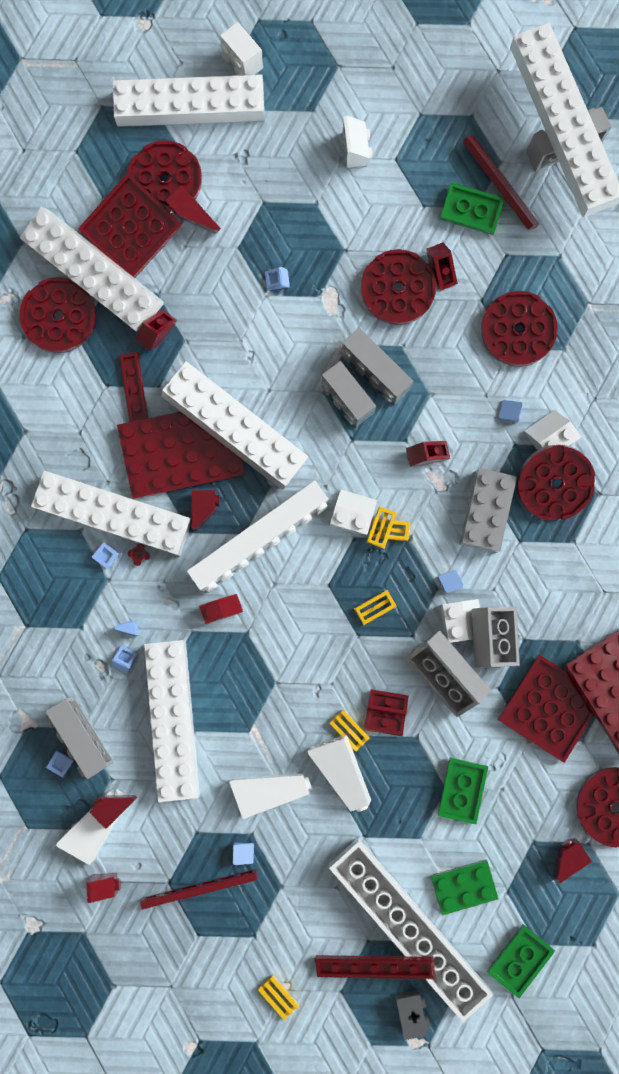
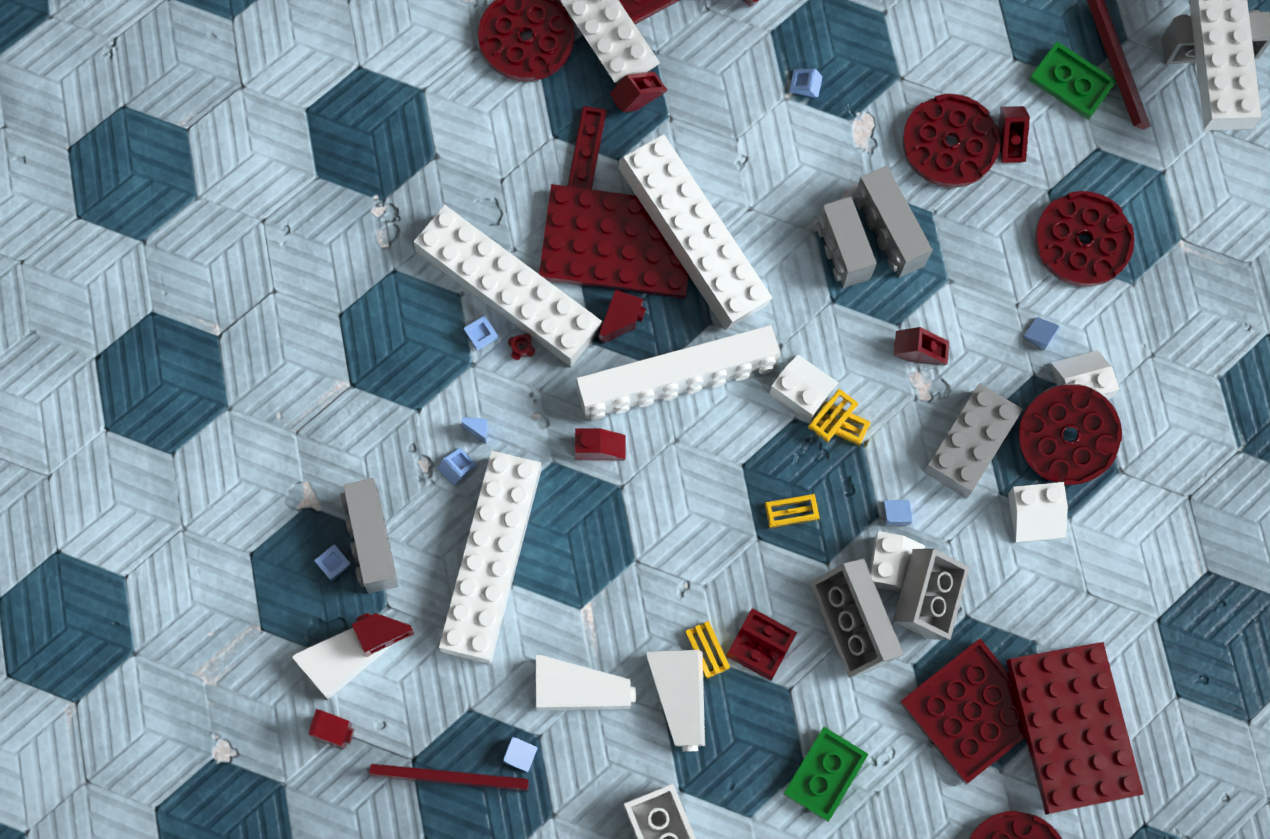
camera: 15 degrees right, 10 degrees down
(551, 547) = (1038, 512): none -> white slope

